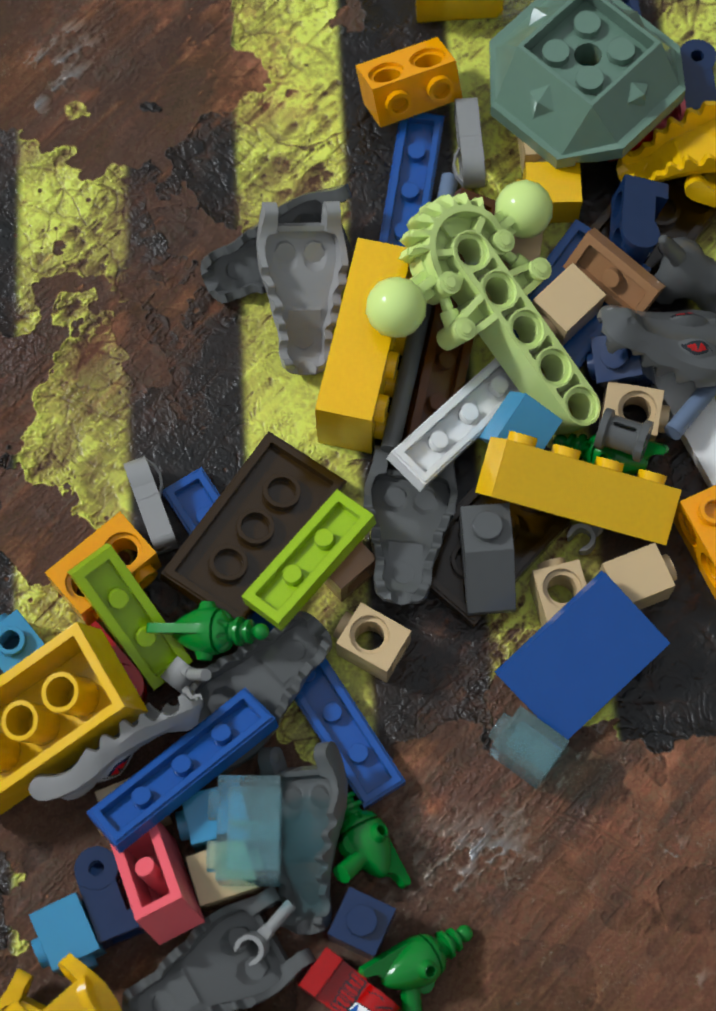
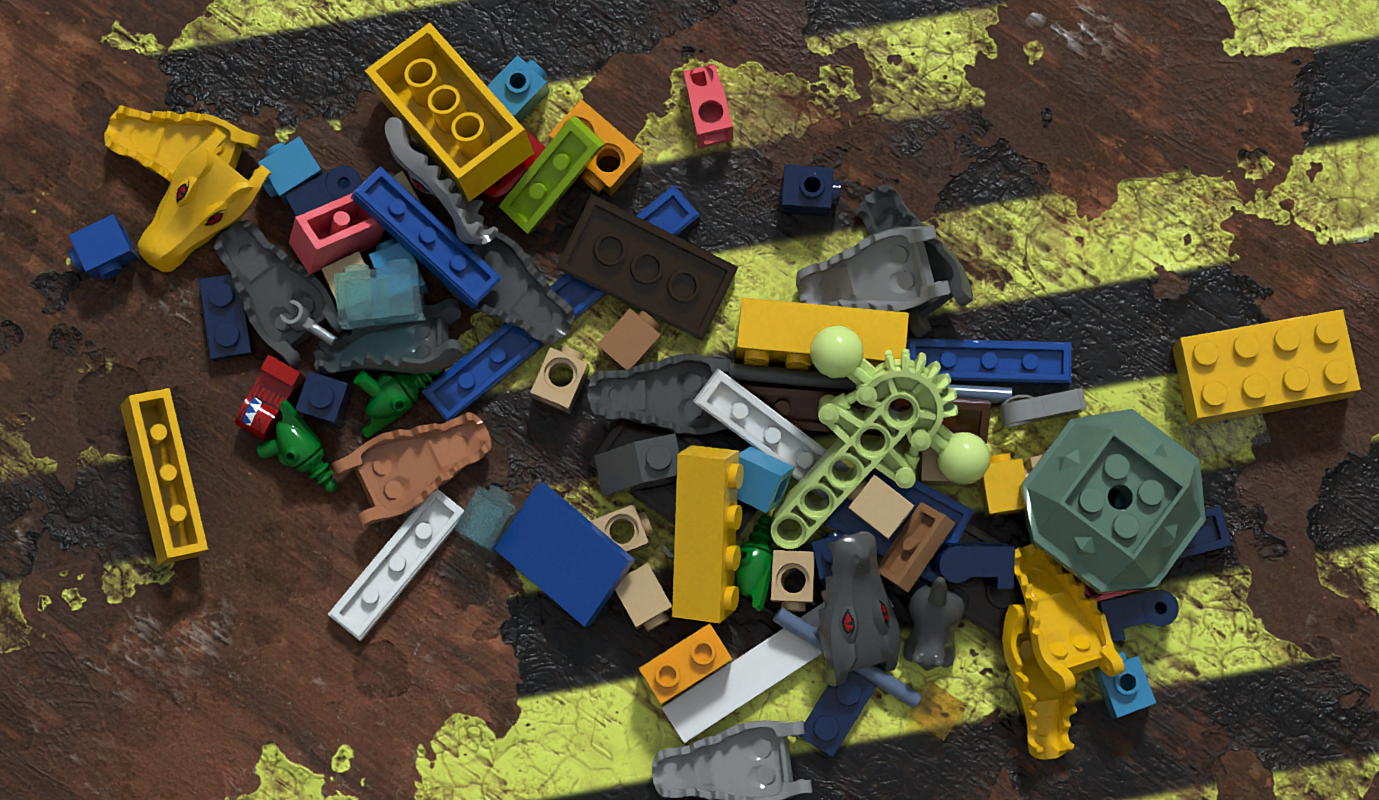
camera: 80 degrees right, 10 degrees up
(76, 440) = (708, 106): none -> coral leg
(150, 504) = (661, 175): light grey piece -> none
(181, 674) = (508, 225): light grey hand -> none
(193, 346) = (809, 190): none -> dark blue brick
(210, 630) = (545, 241): green piece -> none
(309, 559) = (613, 313): lime plate -> none
(409, 81) = (1094, 344): light orange brick -> none
(455, 831) = (409, 465): none -> nougat animal
(569, 863) = (396, 564): none -> white tile
(623, 435) = (760, 567): dark grey bush -> none

